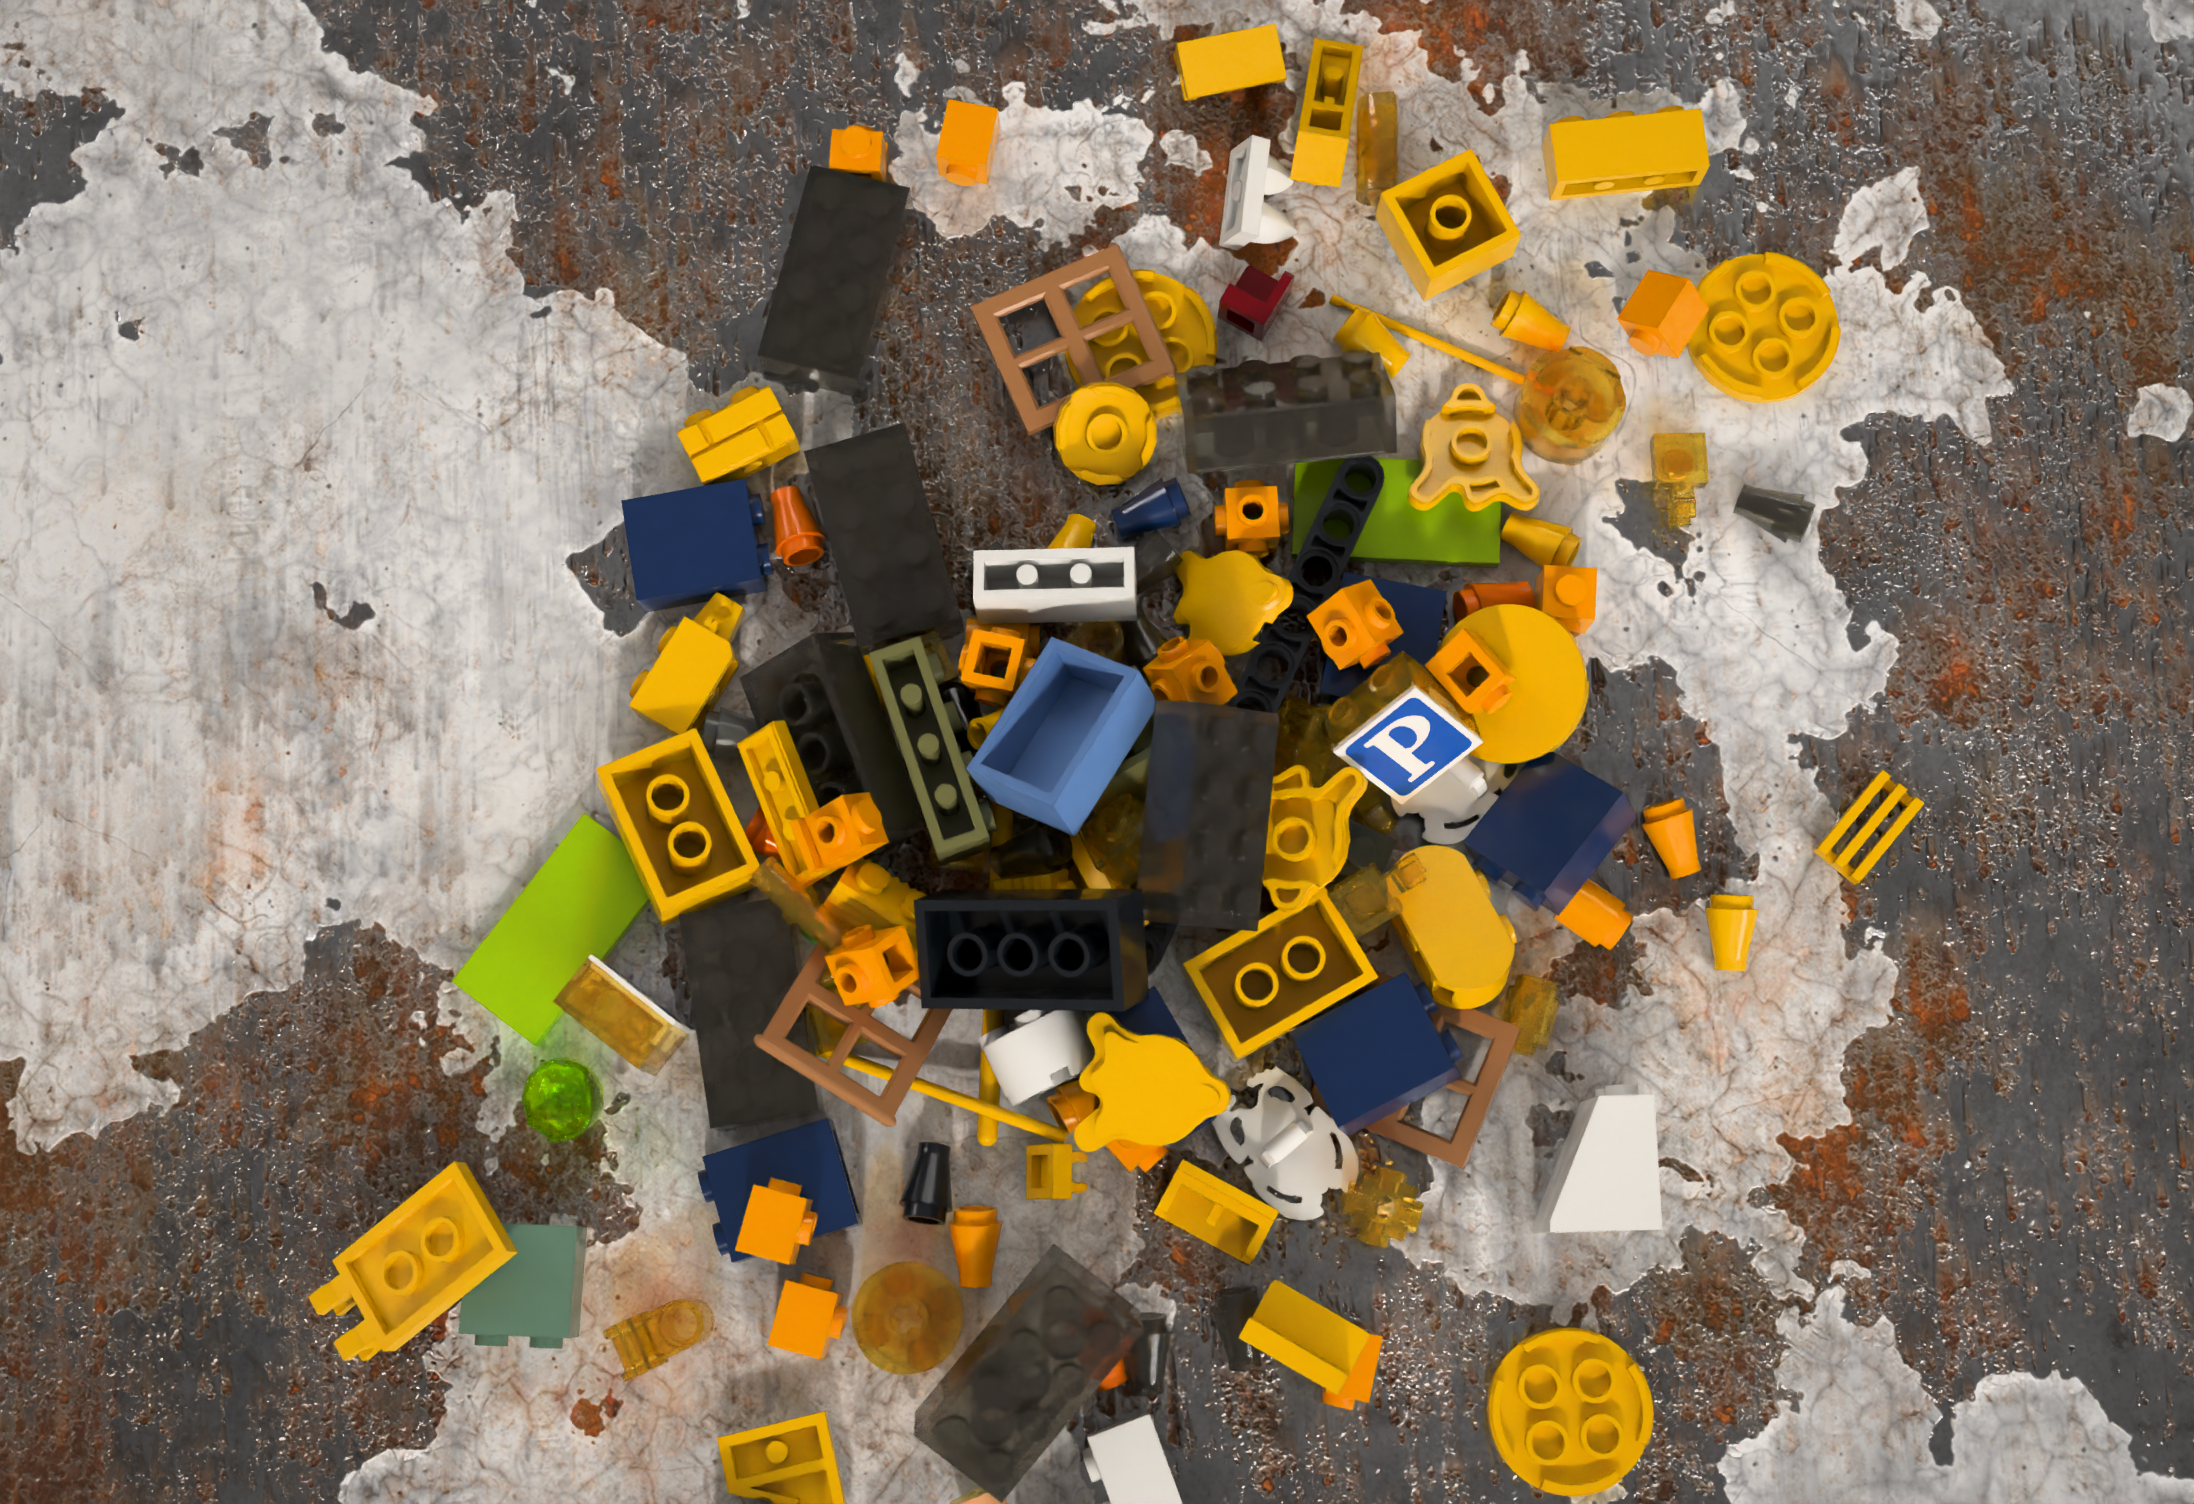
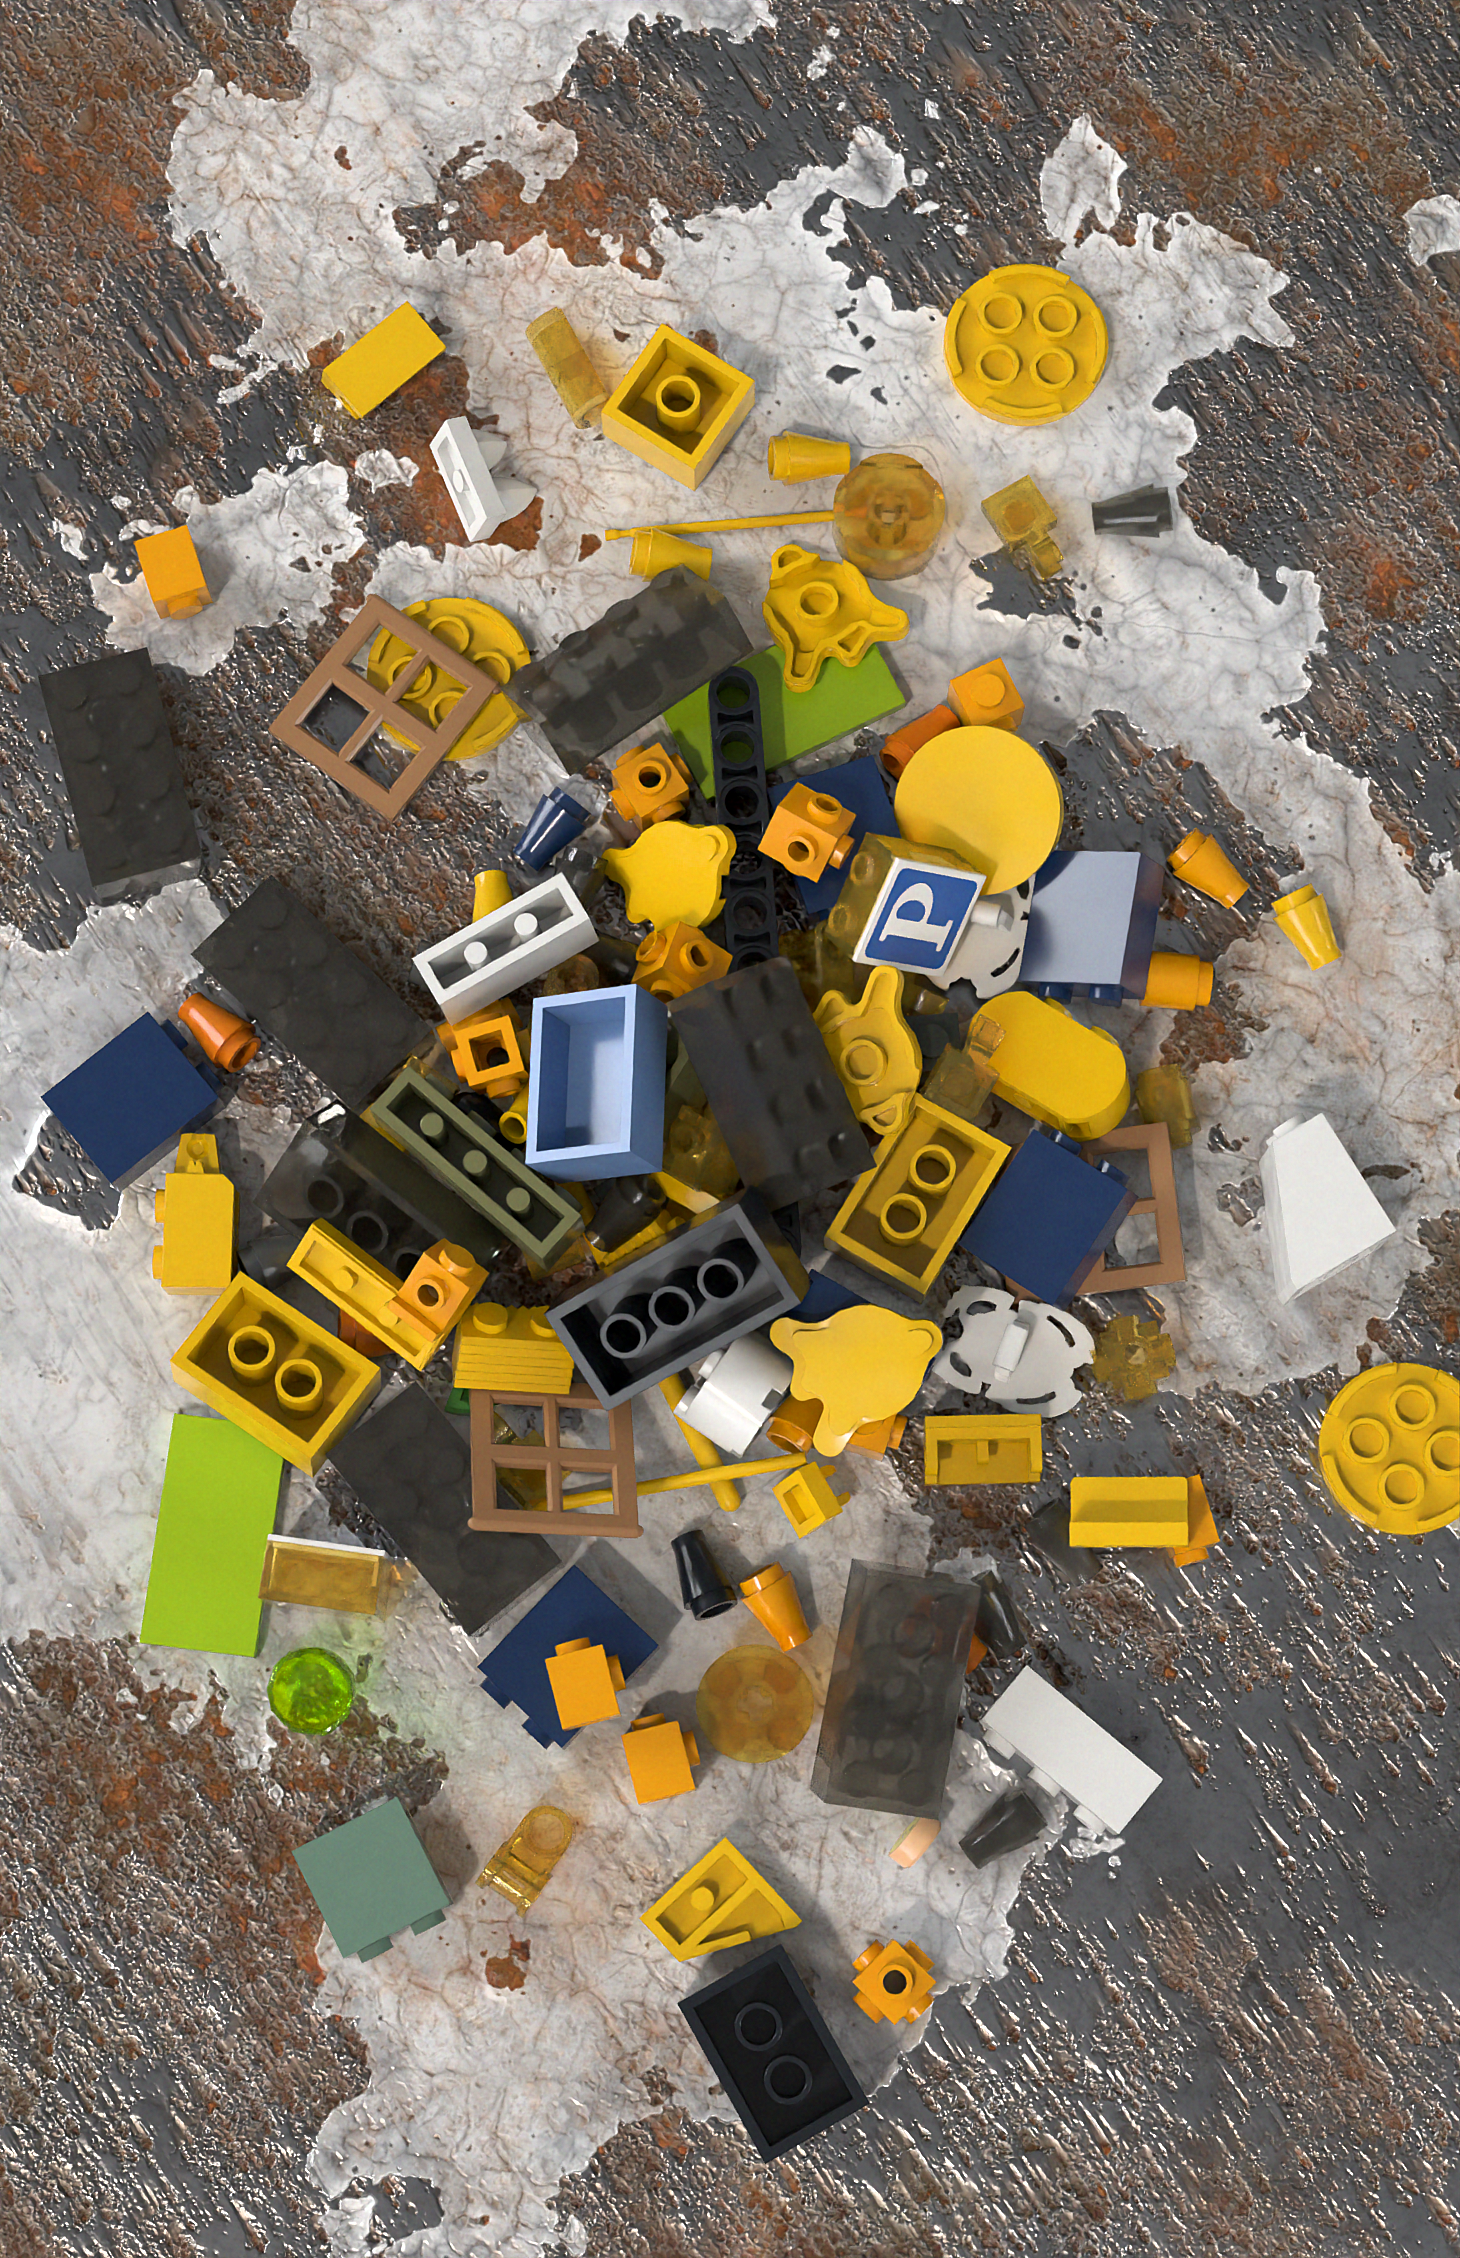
camera: 30 degrees left, 0 degrees up
(415, 1263) = (264, 1918): yellow tile -> none
(738, 437) = (115, 976): yellow brick -> none
(799, 904) = (436, 1380): clear yellow pin -> none
(859, 151) = (74, 638): light orange brick -> none
(873, 965) = (539, 1397): light orange brick -> none
(1105, 433) = (465, 780): yellow tile -> none
(1254, 301) = (535, 577): dark red panel -> none
(1327, 113) = (502, 359): yellow slope -> none
(1455, 667) = (921, 820): light orange brick -> none
(1541, 540) = (933, 658): yellow cone -> none
(1625, 153) = (806, 248): yellow brick -> none
(1662, 314) = (927, 384): light orange brick -> none
(1896, 794) = (1388, 717): yellow tile -> none

